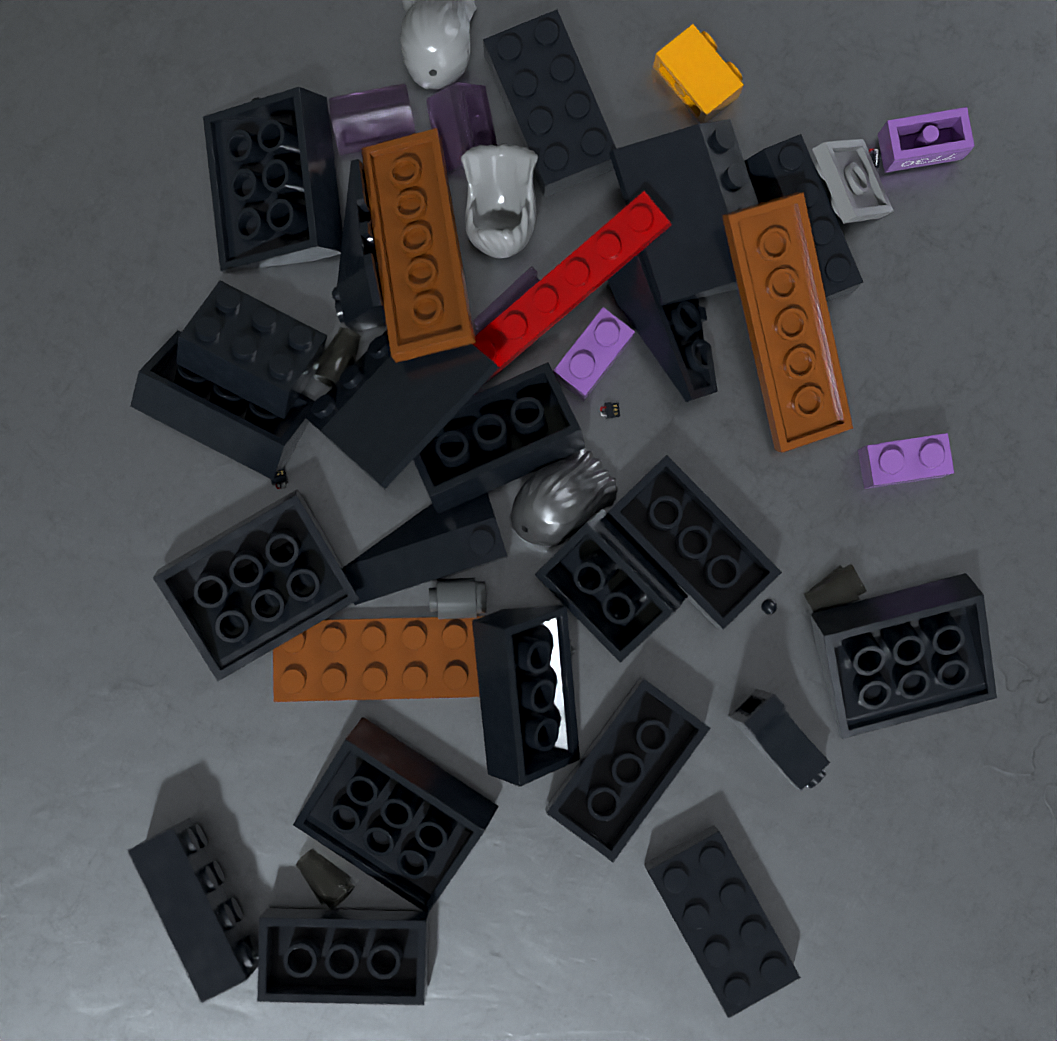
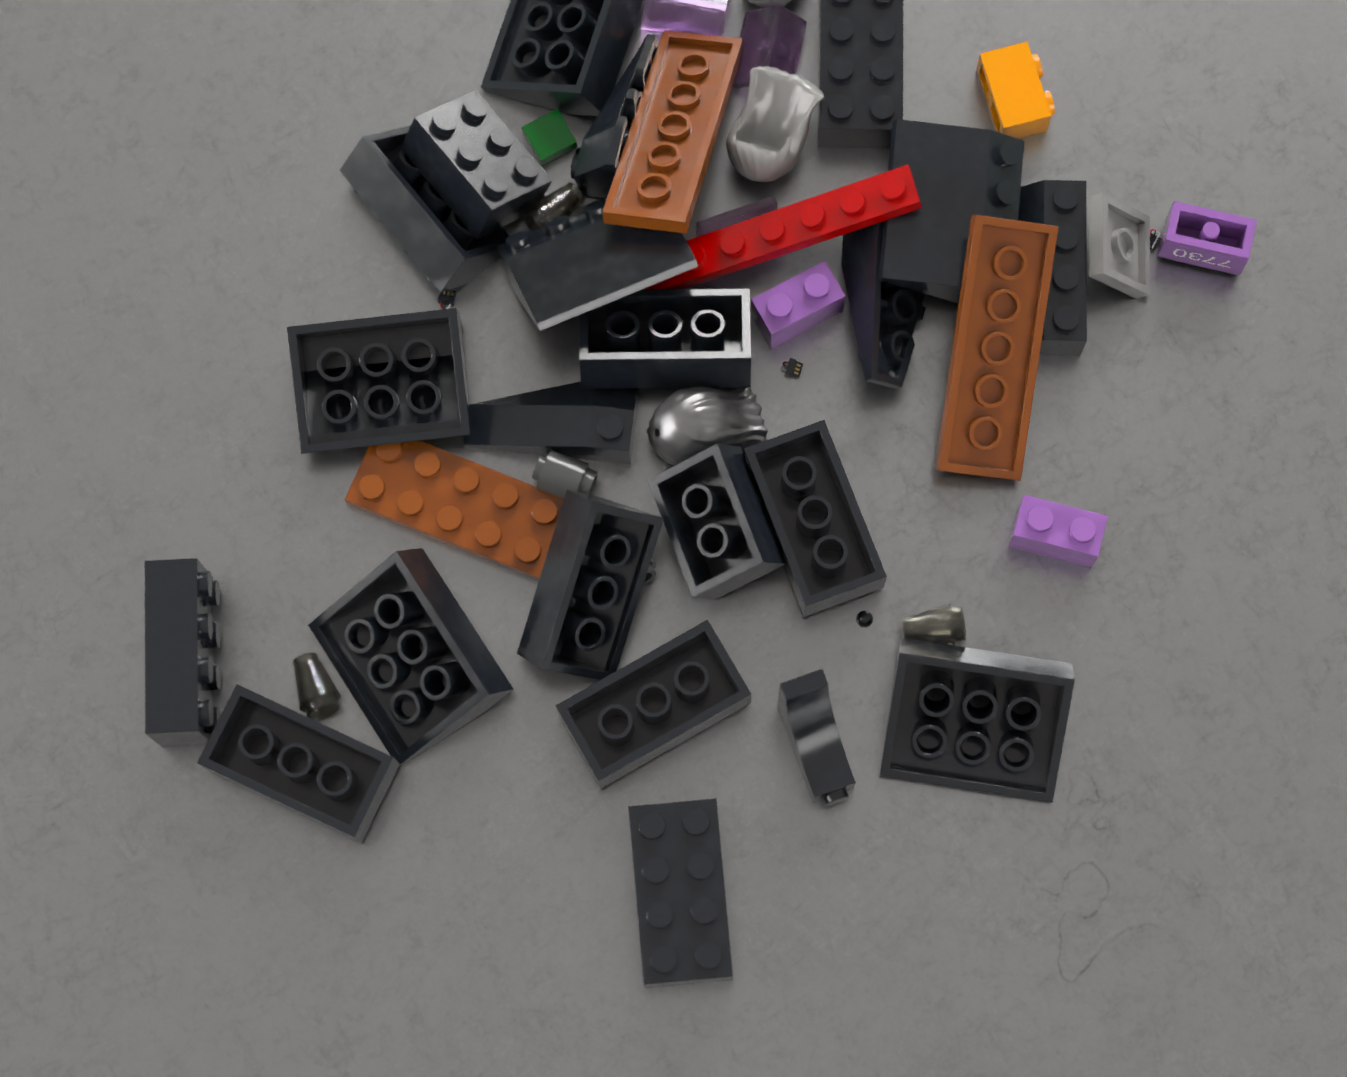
camera: 30 degrees right, 10 degrees down
(303, 291) = (549, 137): none -> green tile

